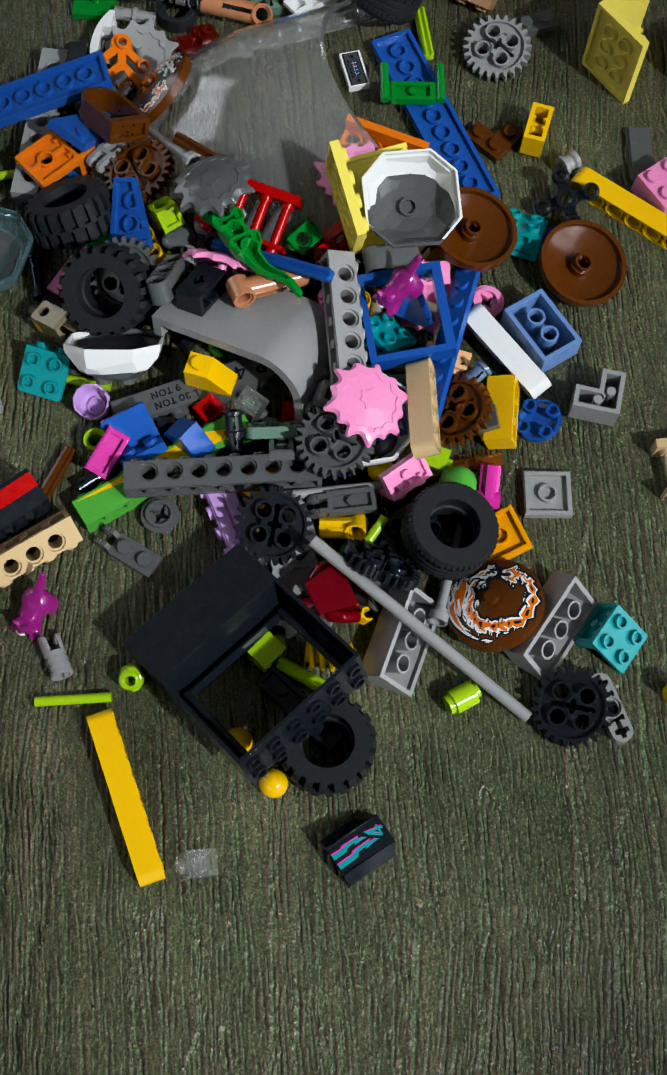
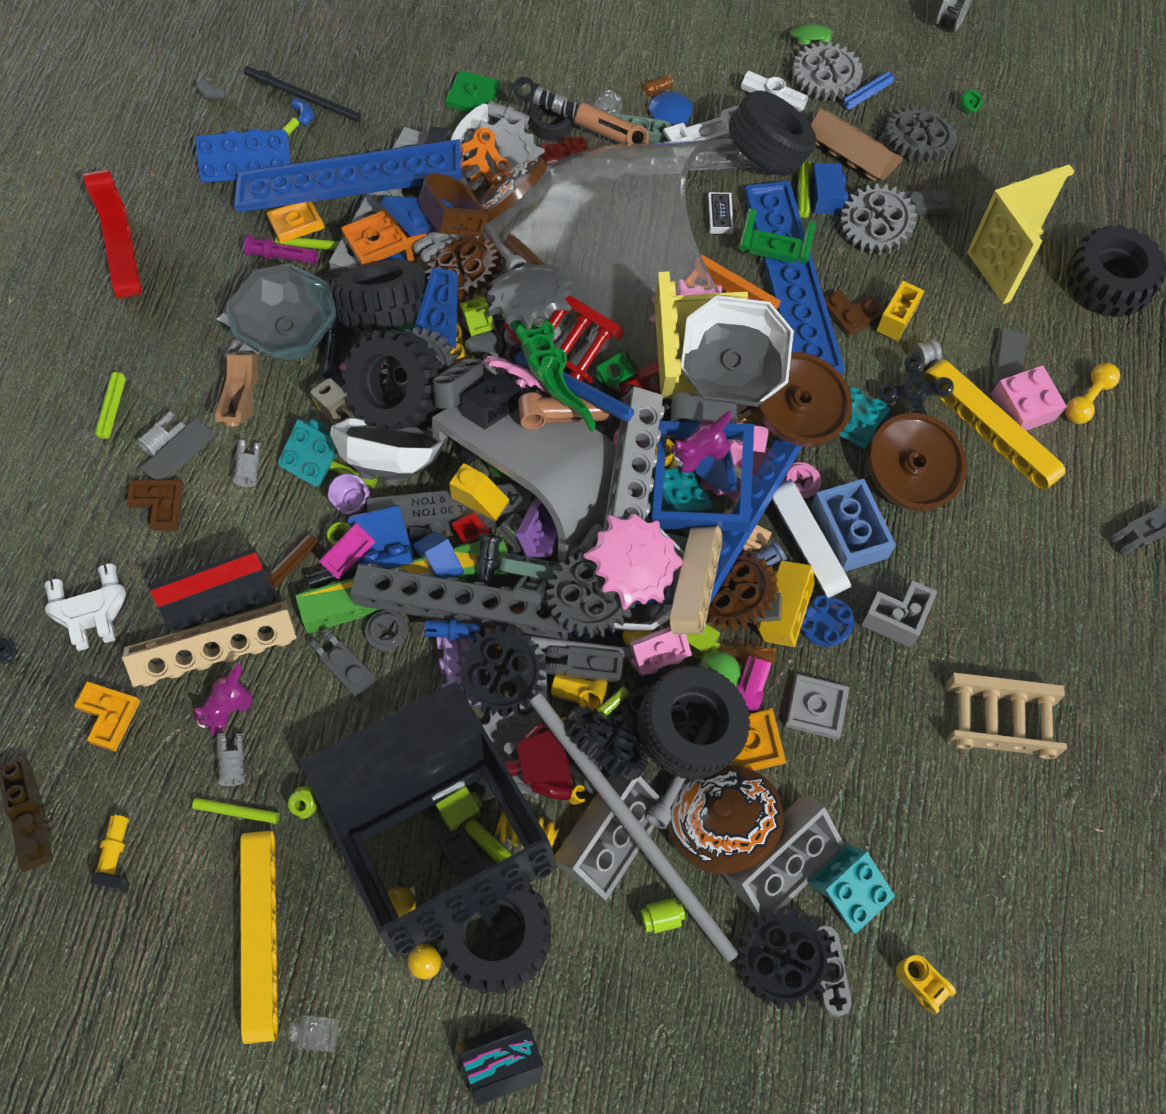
camera: 15 degrees right, 5 degrees down
(220, 500) = (452, 629): none -> blue pin
(271, 397) = (537, 531): none -> medium lavender bracket
(445, 28) = (828, 188): none -> blue brick

